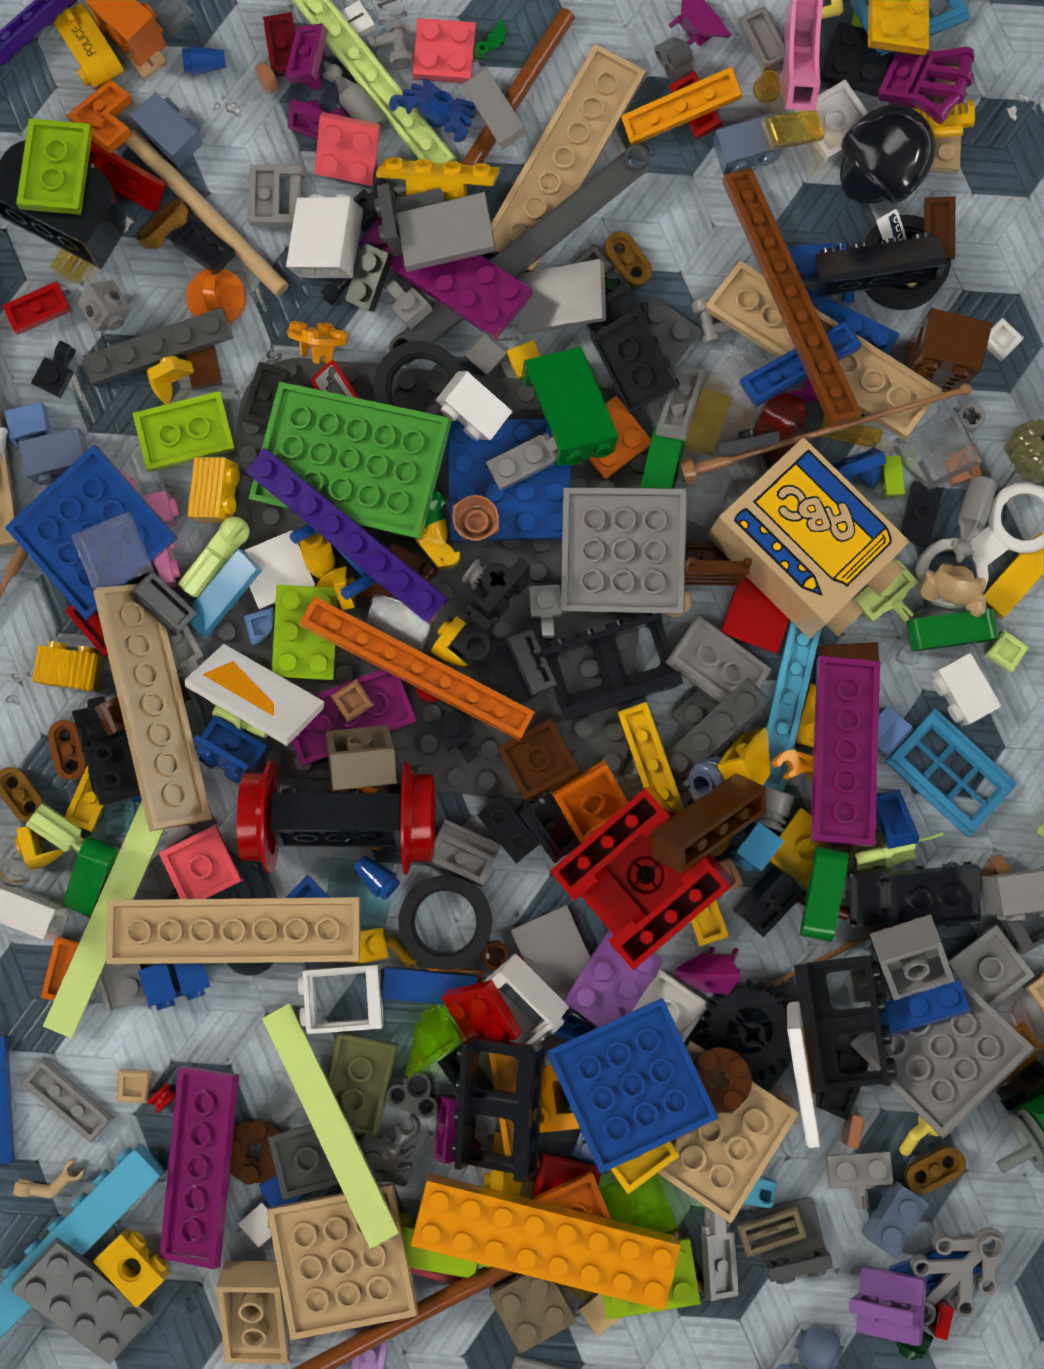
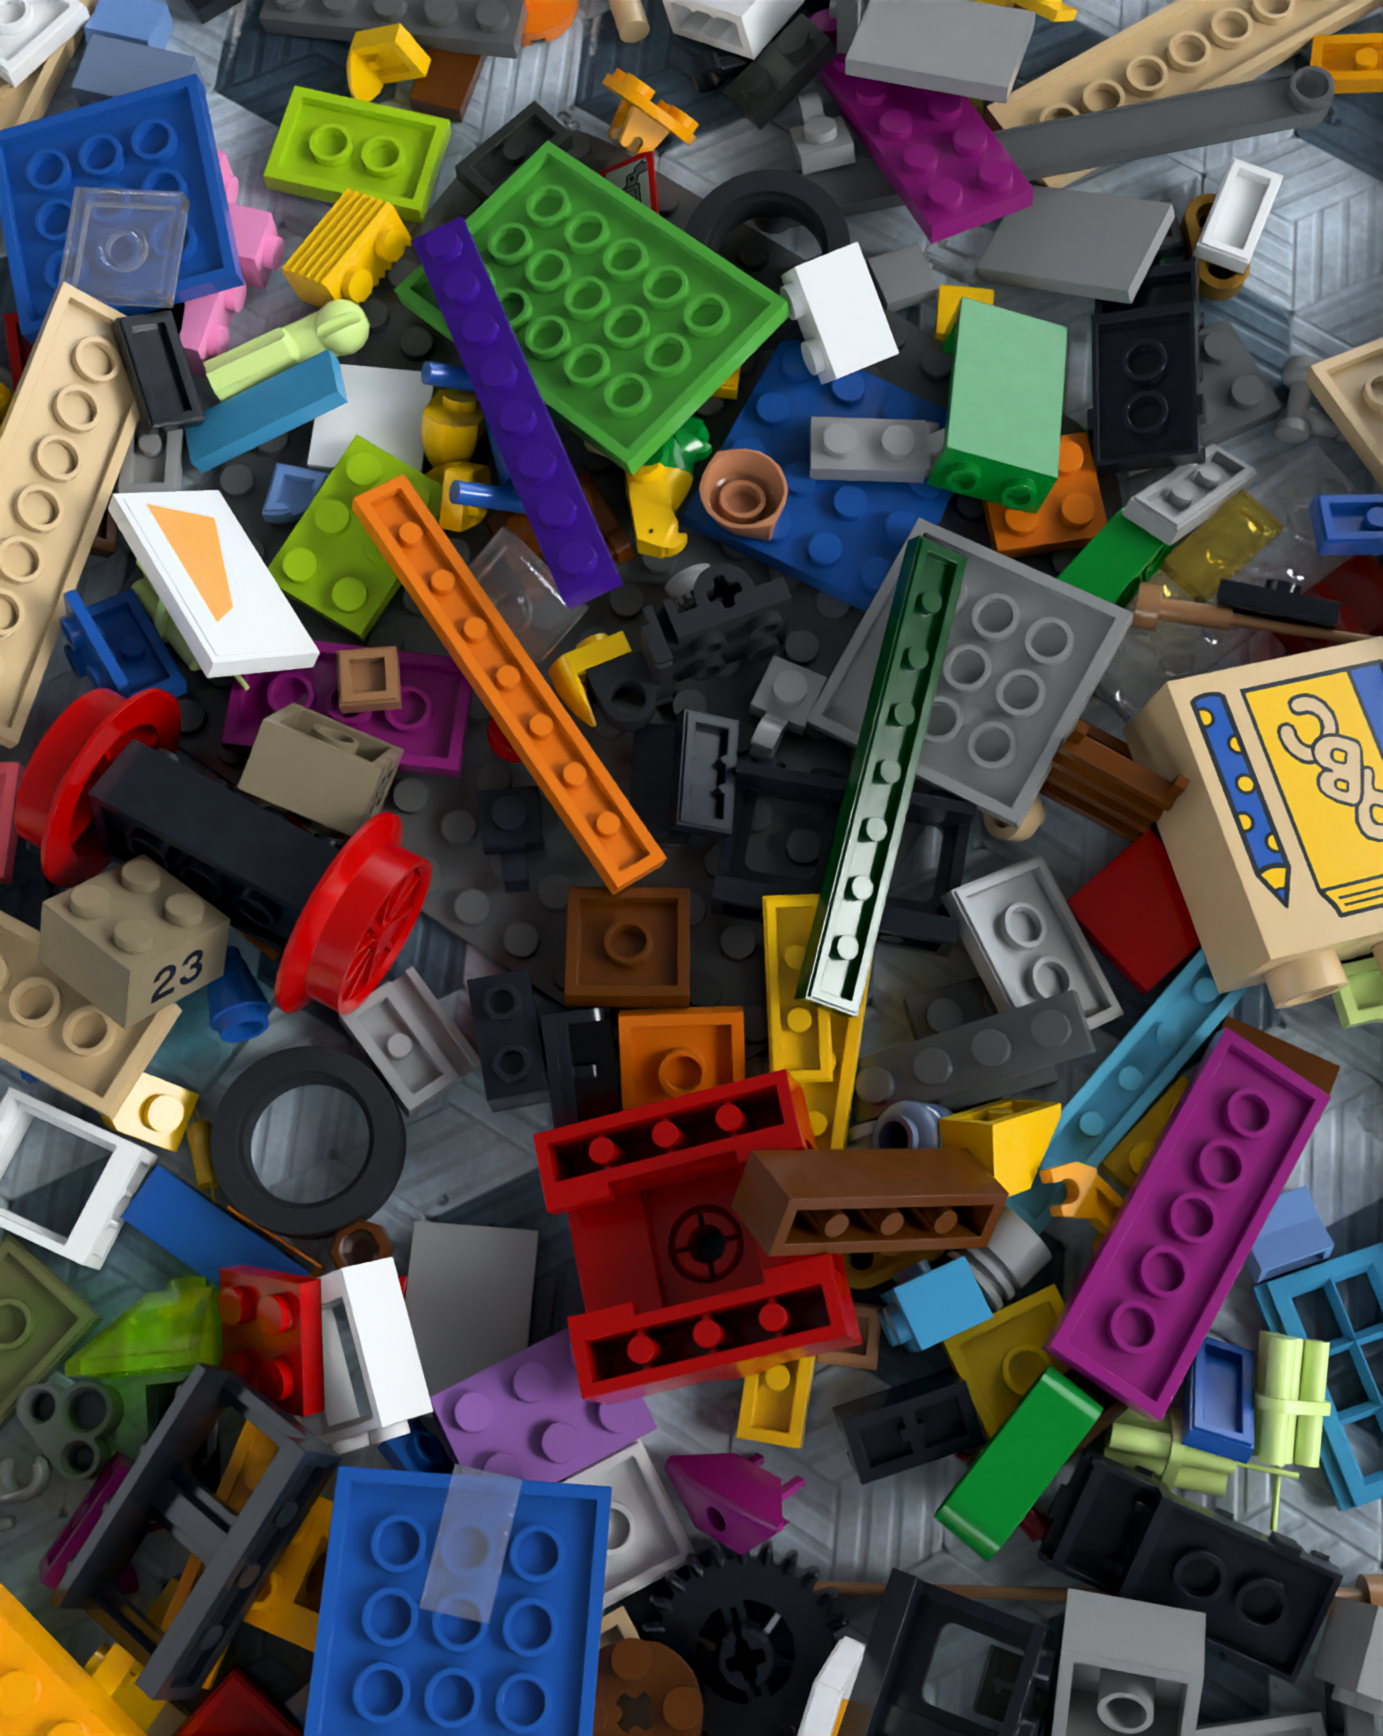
camera: 25 degrees right, 10 degrees down
(325, 880) = (133, 940): none -> dark tan brick
(612, 623) = (881, 779): none -> dark green tile
(619, 1052) = (471, 1544): none -> clear tile
(625, 740) = (796, 1031): none -> yellow tile
(632, 240) = (1237, 215): none -> white tile
(924, 805) = (1289, 1403): none -> yellowish green piece

